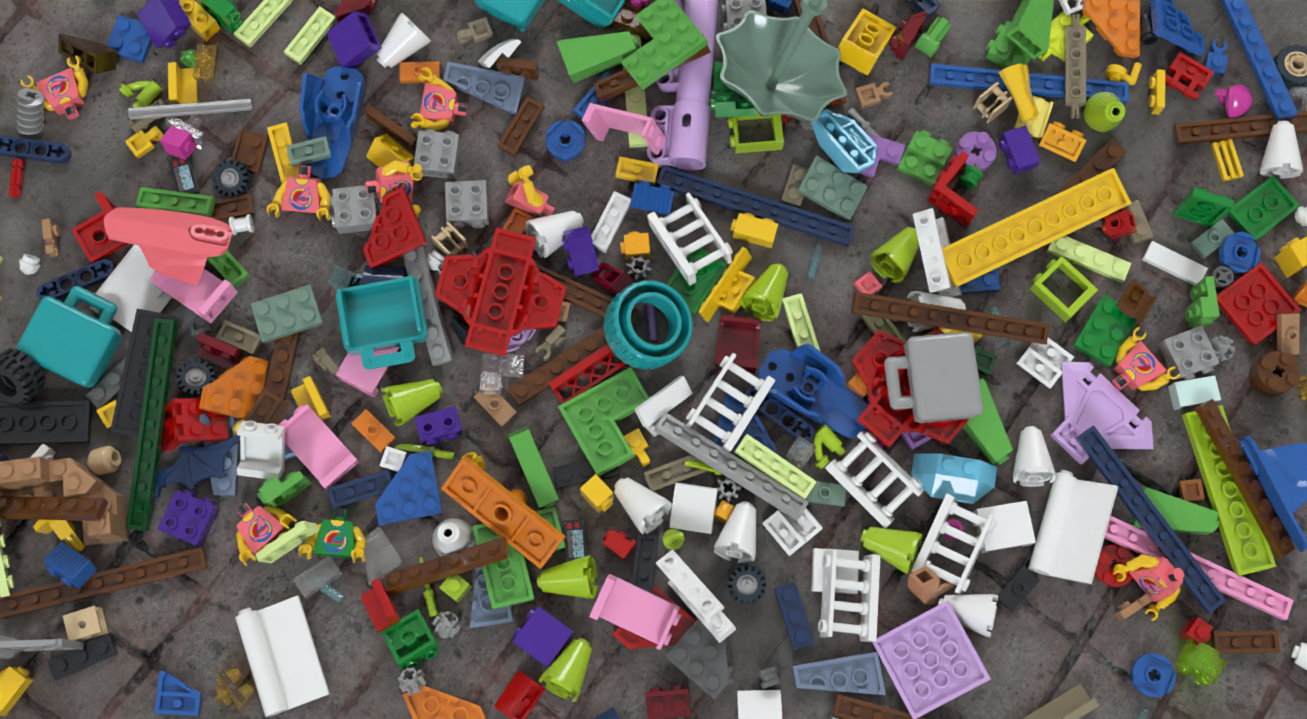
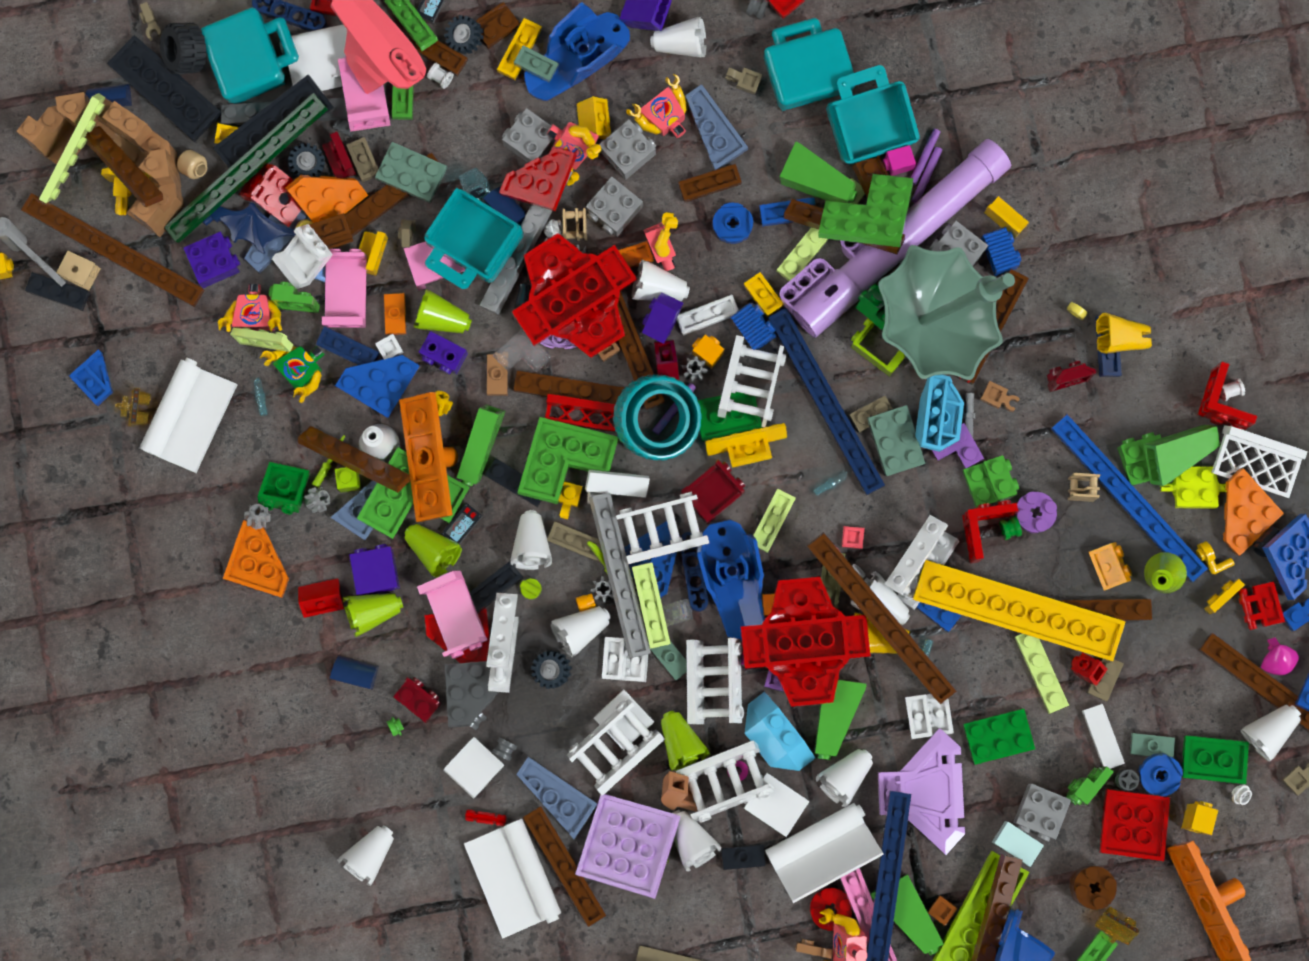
camera: 50 degrees right, 5 degrees up
(45, 452) = (155, 122): white plate -> none
(69, 565) = (103, 219): blue brick -> none
(302, 195) = (501, 92): torso -> none
(317, 577) = (261, 383): clear tile -> none
(379, 555) = (317, 408): clear slope -> none
(380, 606) = (285, 444): red panel -> none
(392, 127) = (615, 98): reddish brown plate -> none
(411, 70) = (668, 66): orange plate -> none
(434, 452) = (423, 366): lime piece -> none
(503, 49) = (750, 111): white slope -> none
(518, 67) = (750, 139): reddish brown plate -> none
(556, 338) = (585, 366): dark tan plate -> none
(597, 494) = (506, 506): yellow brick -> none
(601, 118) = (768, 233): bright pink panel -> none
(618, 543) = (489, 555): red brick -> none
(693, 508) = (565, 580): white slope -> none
(754, 230) = (807, 419): yellow brick -> none
(767, 293) = (770, 474): lime cone -> none
(794, 616) = (564, 723): dark blue plate -> none
(830, 440) = (711, 619): lime plant -> none
(865, 41) = (1033, 351): yellow slope -> none
(896, 255) = (892, 534): lime cone -> none
(931, 40) = (1085, 396): bright green piece -> none
(940, 378) = (826, 652): light grey piece -> none
(984, 360) = (880, 670): dark green bracket -> none
(1018, 83) = (1114, 491): yellow piece -> none
(1019, 150) = (1067, 542): dark purple brick -> none
(1037, 127) = (1107, 526): light yellow plate -> none
(1051, 300) = (978, 684): lime window -> none
(1075, 66) = (1176, 517): dark tan plate -> none
(1136, 301) = (1041, 736): reddish brown plate -> none
(1139, 367) = (994, 786): torso -> none
(1203, 207) = (1162, 715): green plate -> none
(1223, 347) = (1072, 831): light grey gear -> none
(1230, 159) = (1241, 686): yellow tile -> none
(1288, 333) = (1134, 868): medium nougat plate -> none

